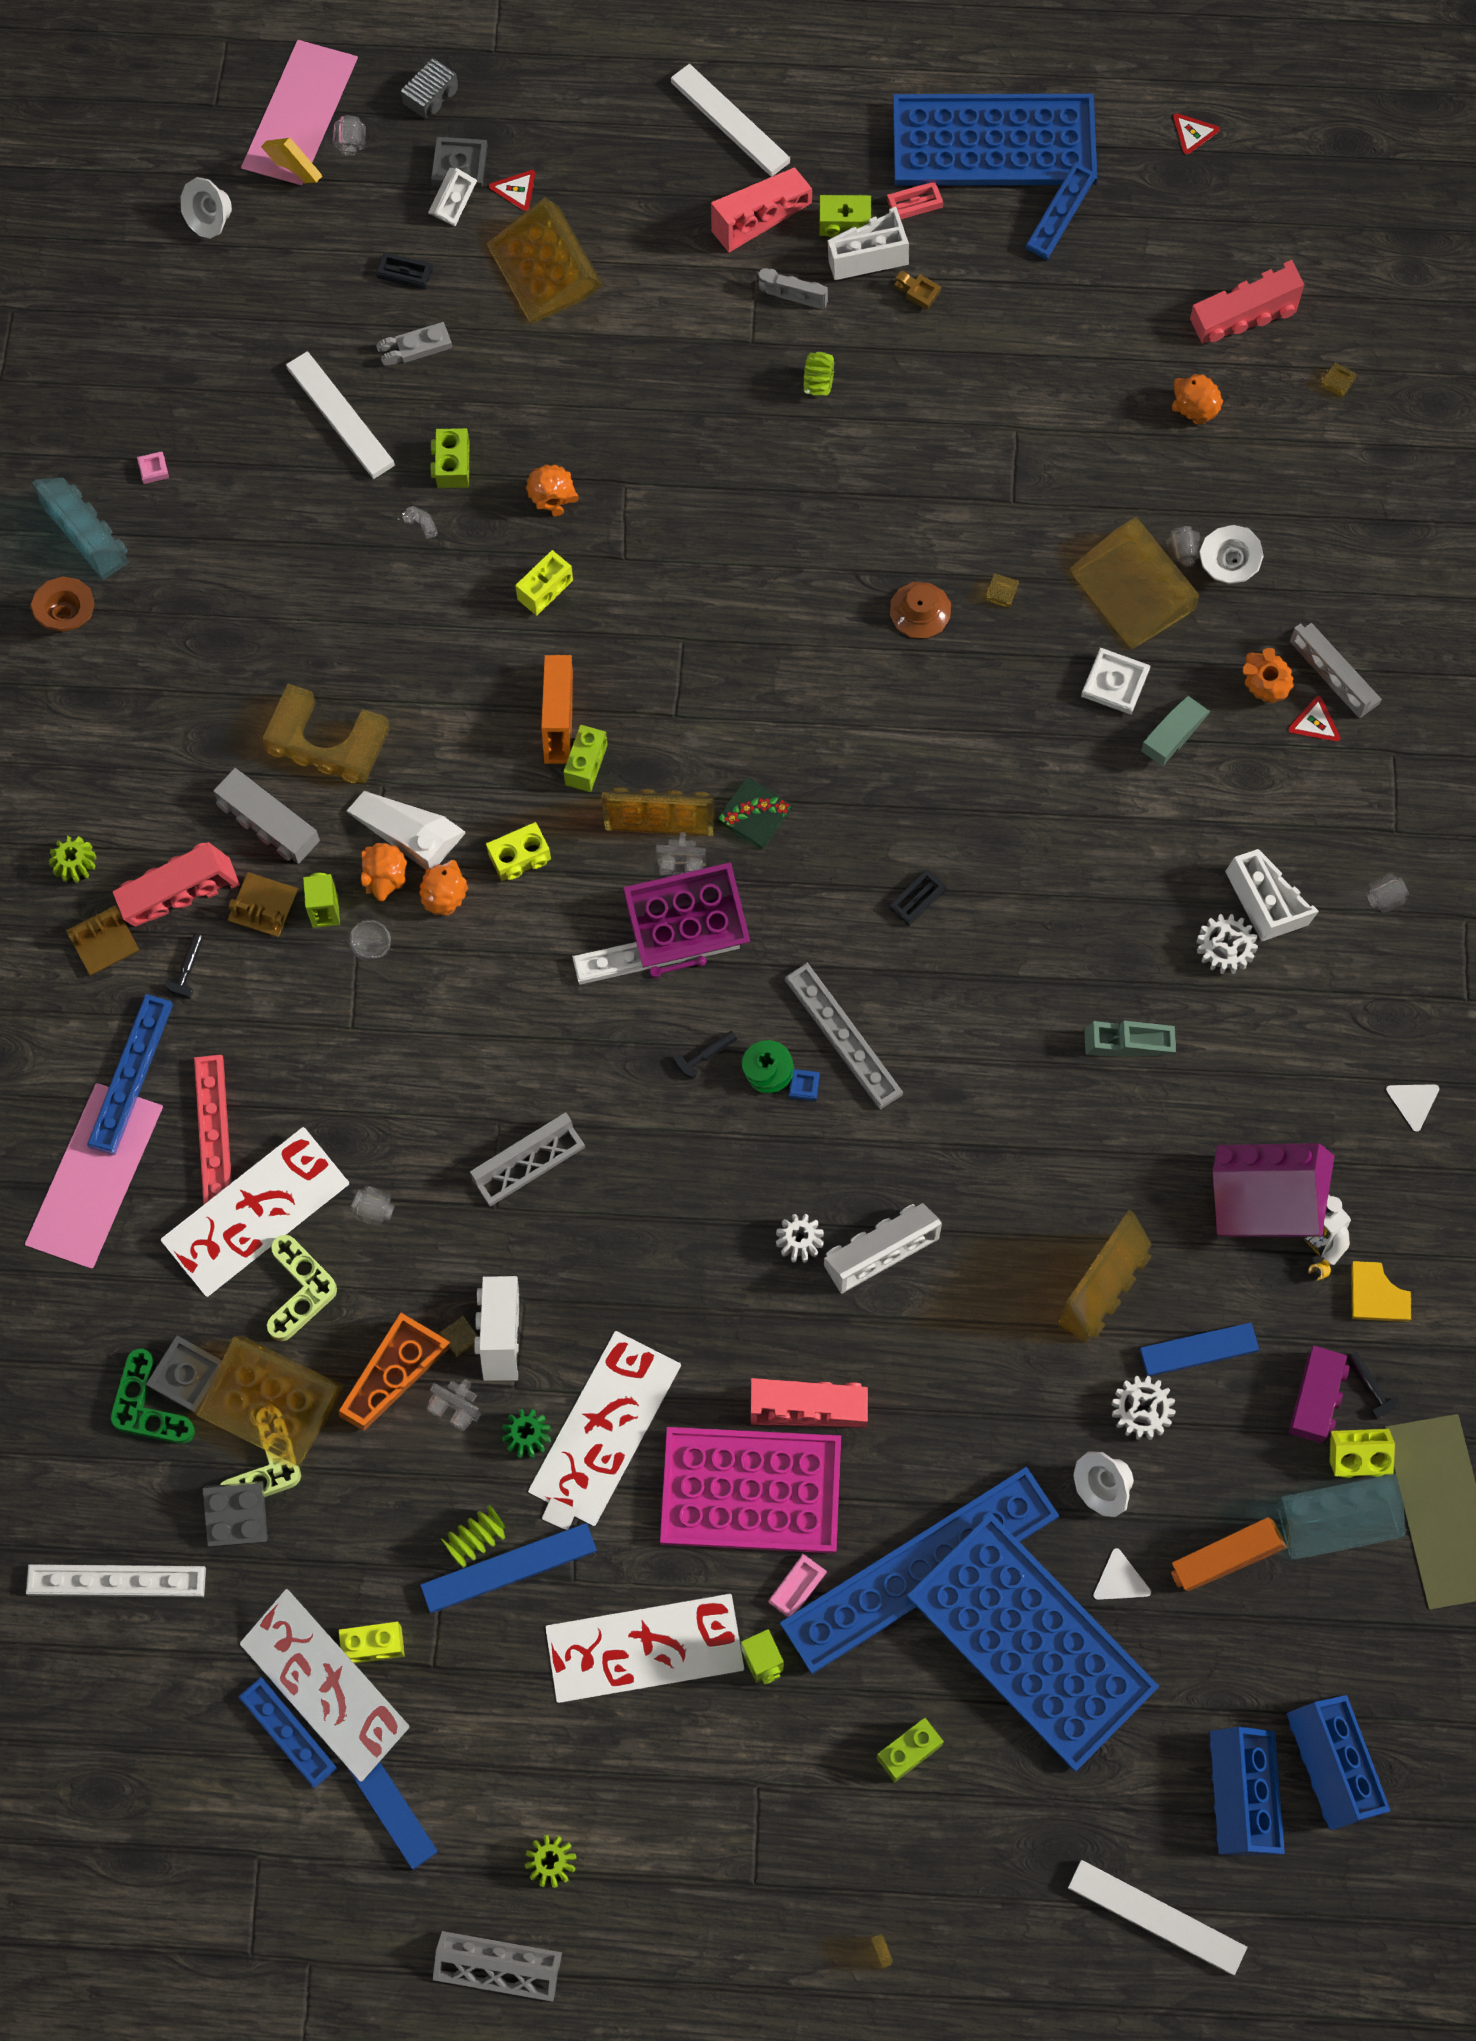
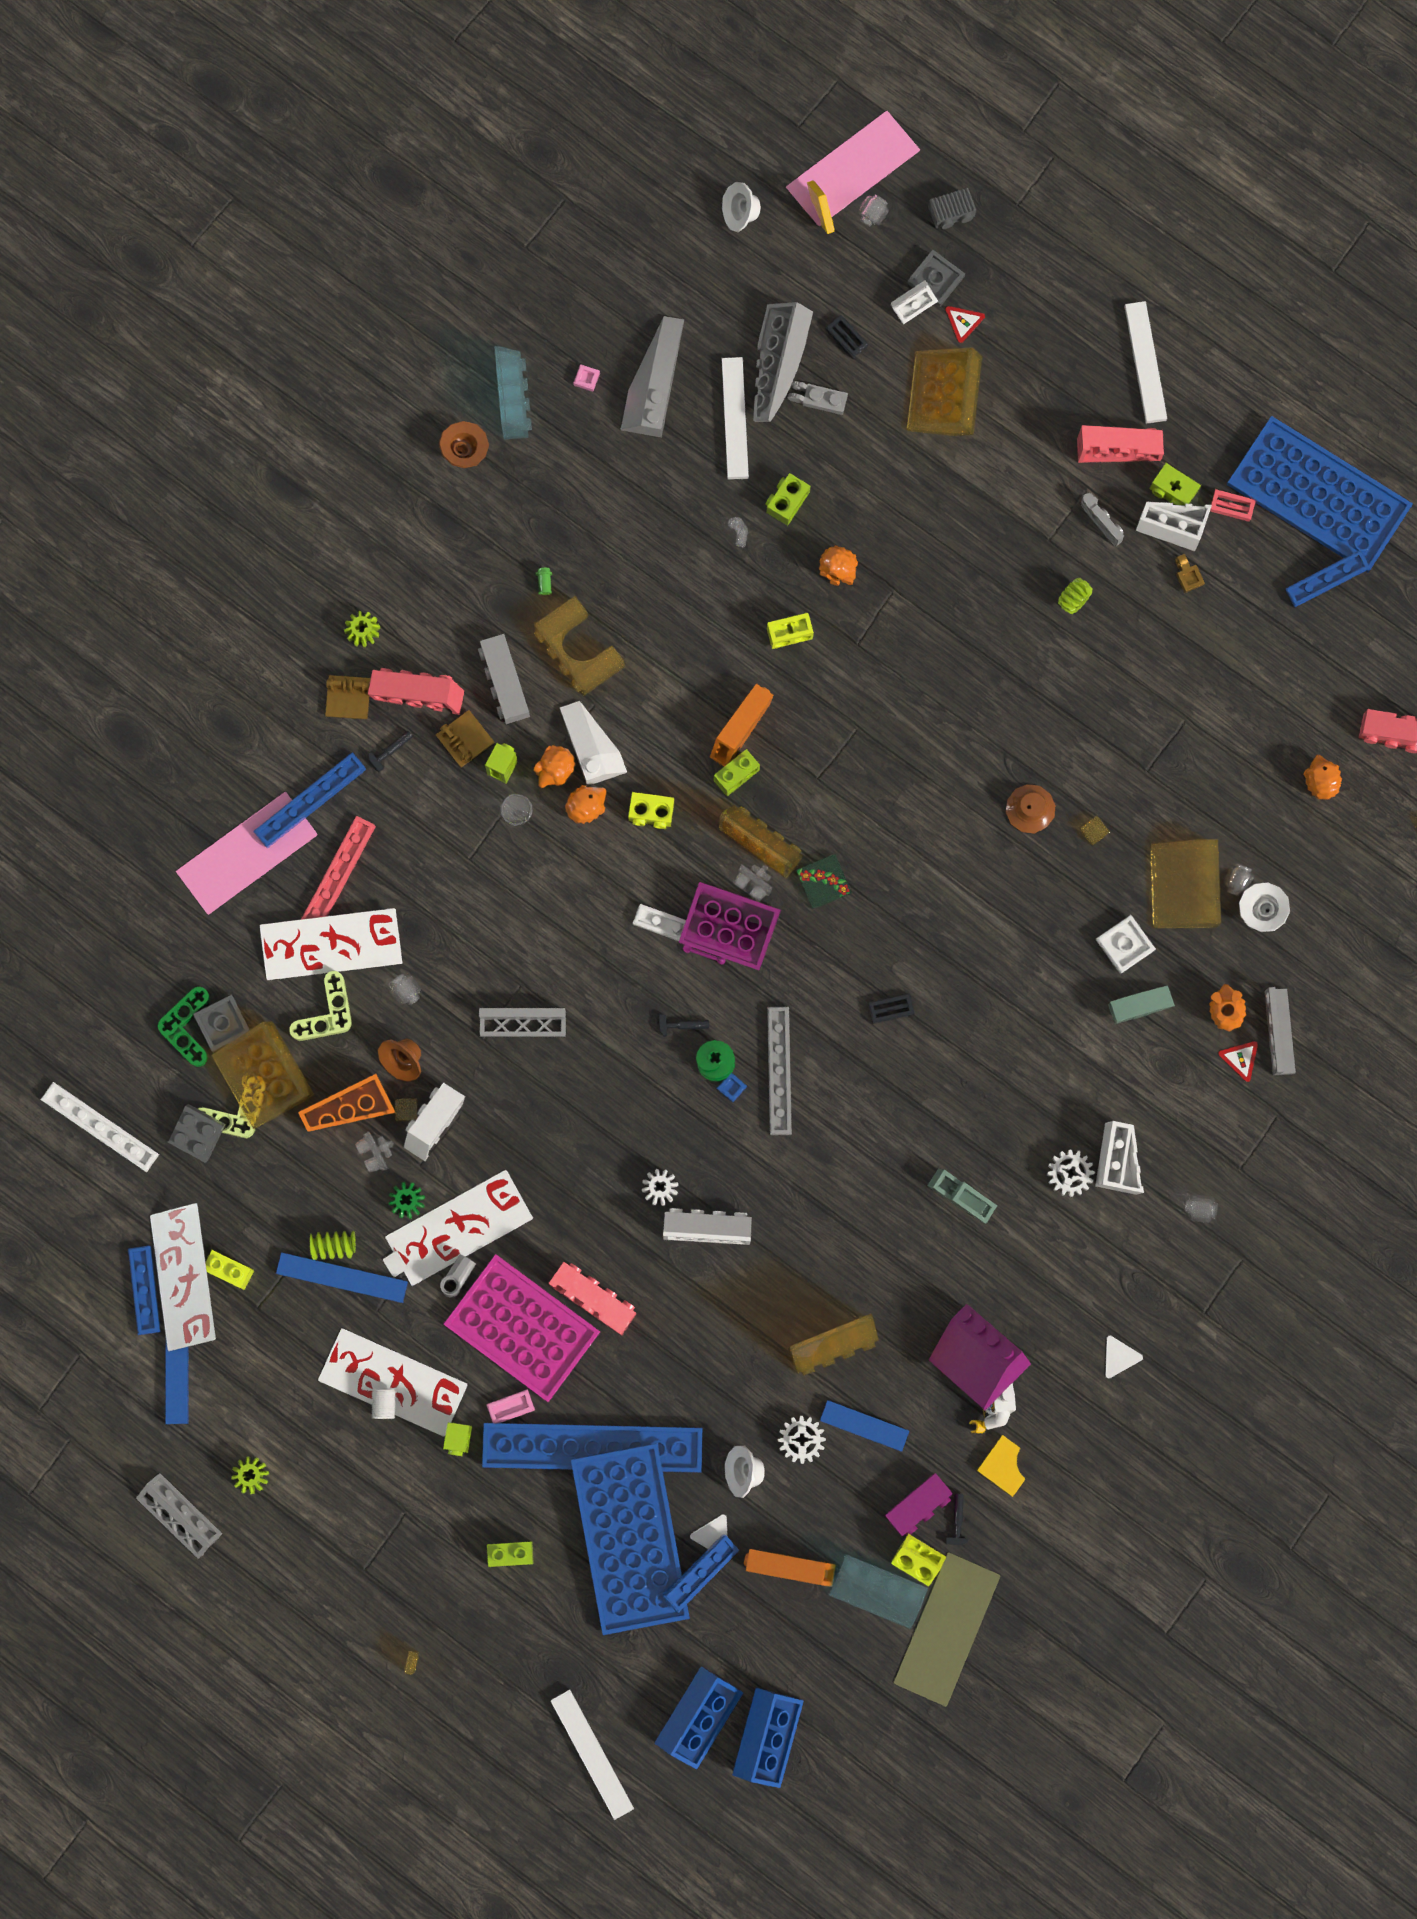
camera: 30 degrees right, 10 degrees up
(228, 431) = (652, 384): none -> light grey wedge
(243, 692) = (544, 581): none -> bright green pin
(345, 323) = (781, 350): none -> light grey wedge
(417, 1288) = (400, 1058): none -> dark orange hat
(639, 1479) = (458, 1273): none -> light grey piece
(651, 1676) = (383, 1404): none -> white piece
(1136, 1627) = (700, 1573): none -> blue tile

